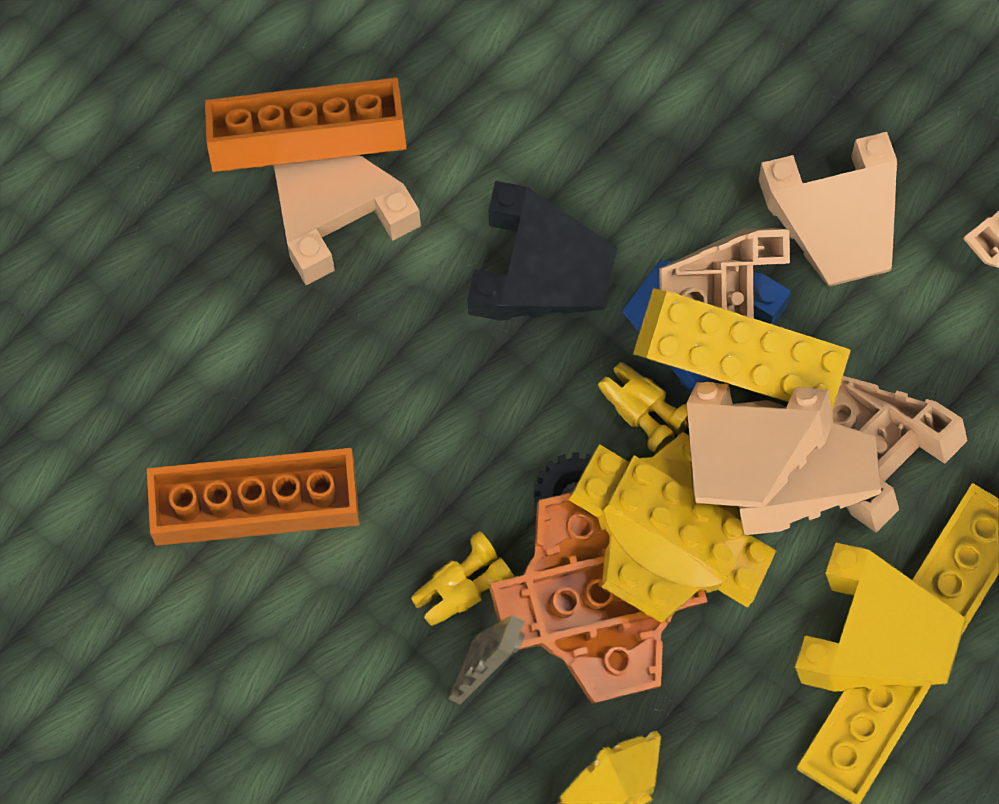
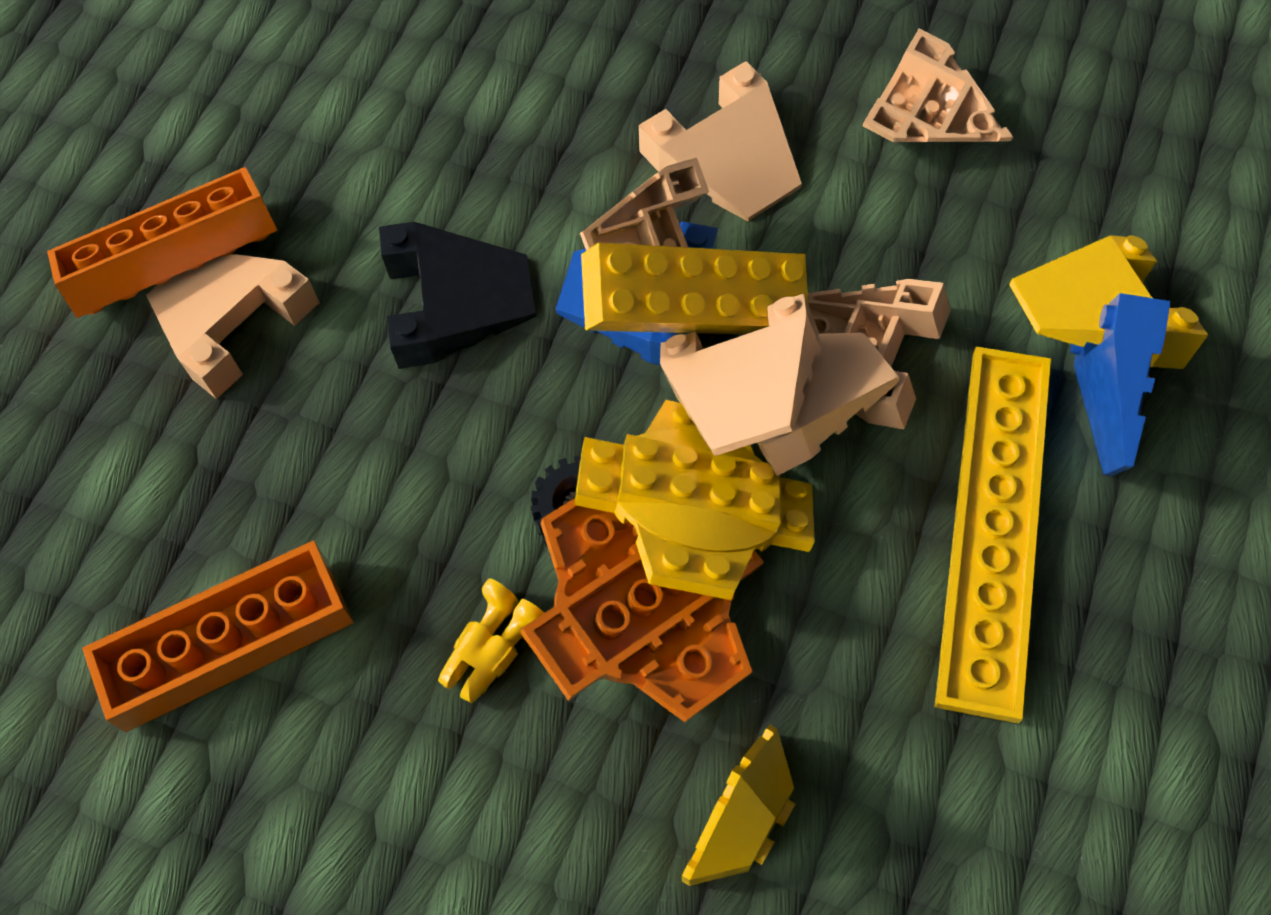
camera: 20 degrees left, 5 degrees down
(485, 655) = (547, 710): dark tan wing -> none
(639, 398) = (604, 385): yellow piece -> none
(891, 631) = (974, 520): yellow wedge -> none

